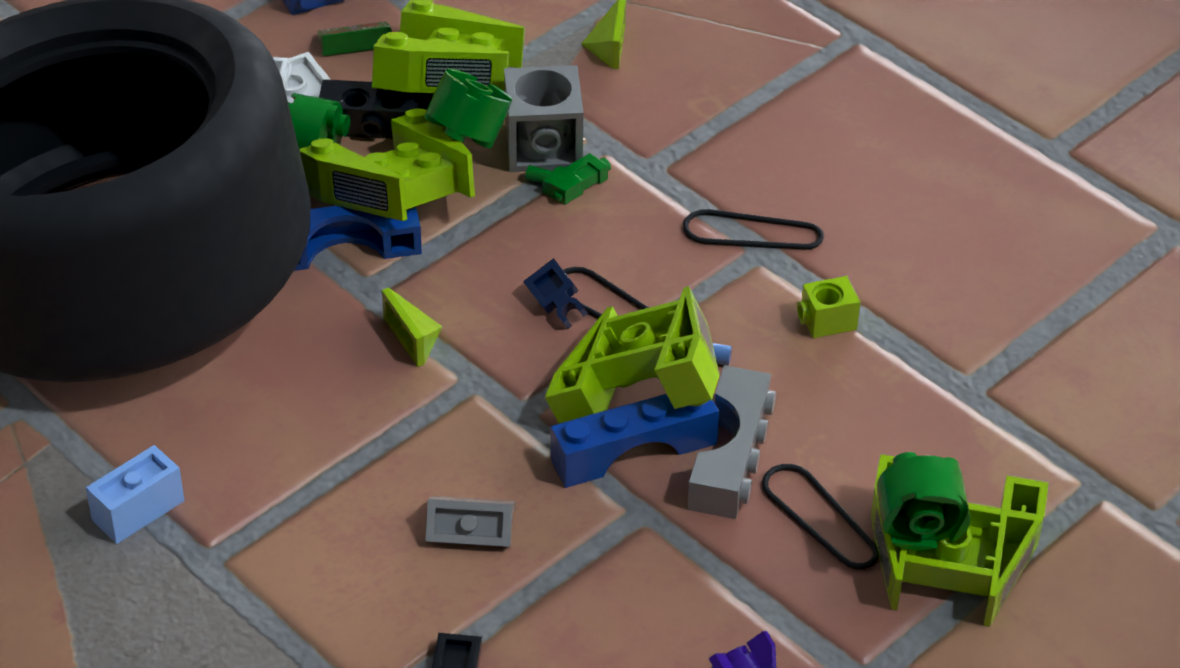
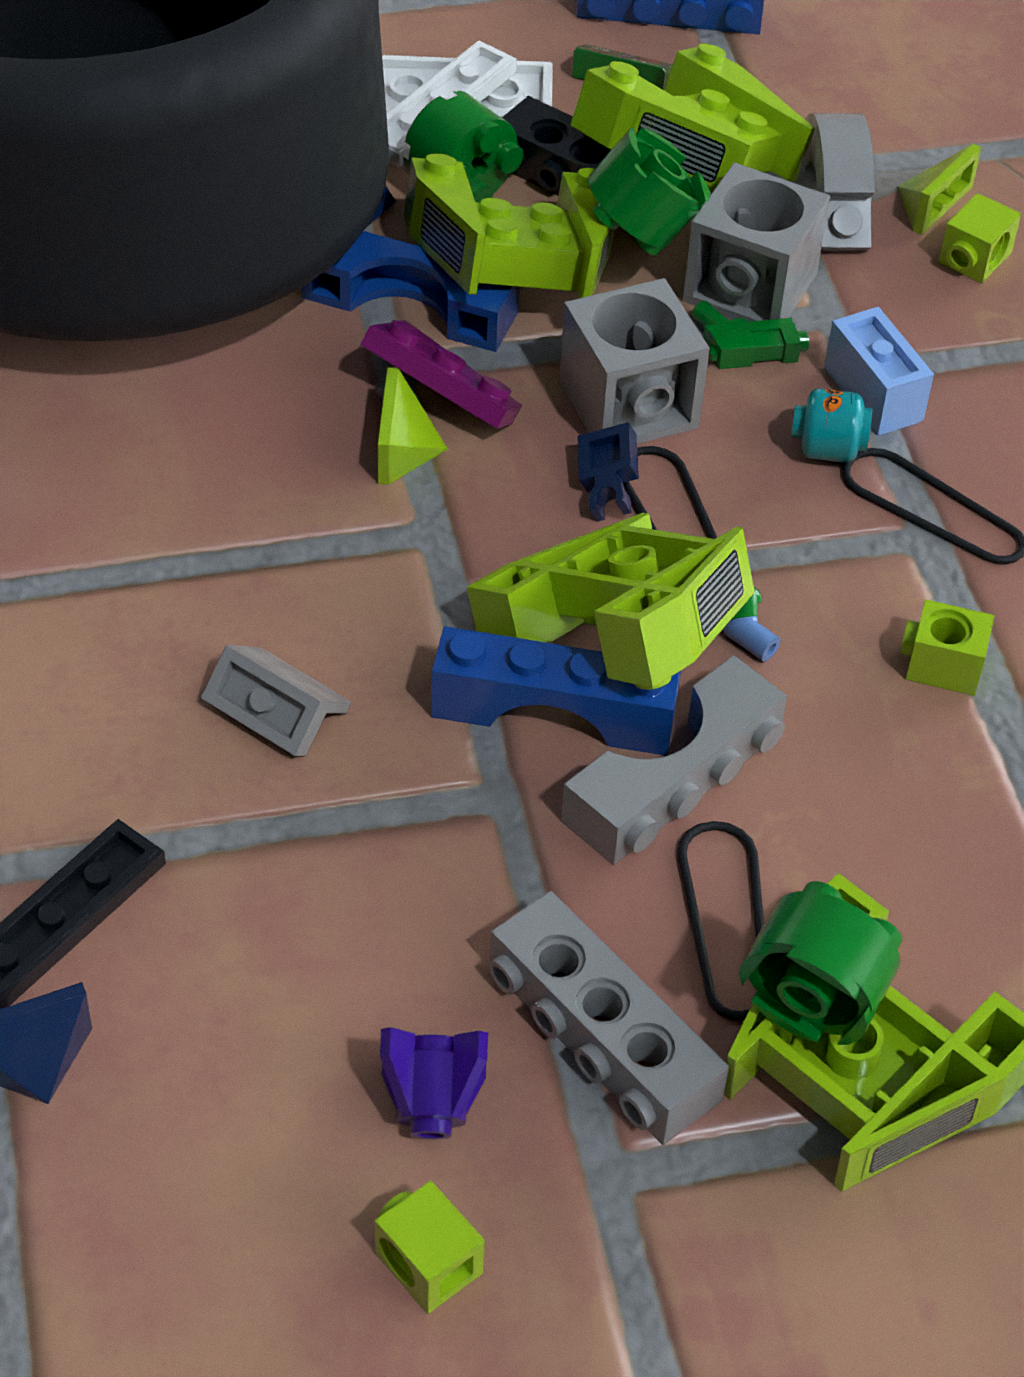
camera: 30 degrees right, 5 degrees up
(412, 277) = (442, 371): none -> magenta wing
(527, 220) = (634, 361): none -> light grey brick
(556, 43) = (845, 171): none -> light grey arch
(661, 55) = (979, 238): none -> lime brick
(667, 163) = (879, 364): none -> light blue panel
(667, 207) = (832, 425): none -> teal head
(805, 597) = (642, 1027): none -> light grey brick

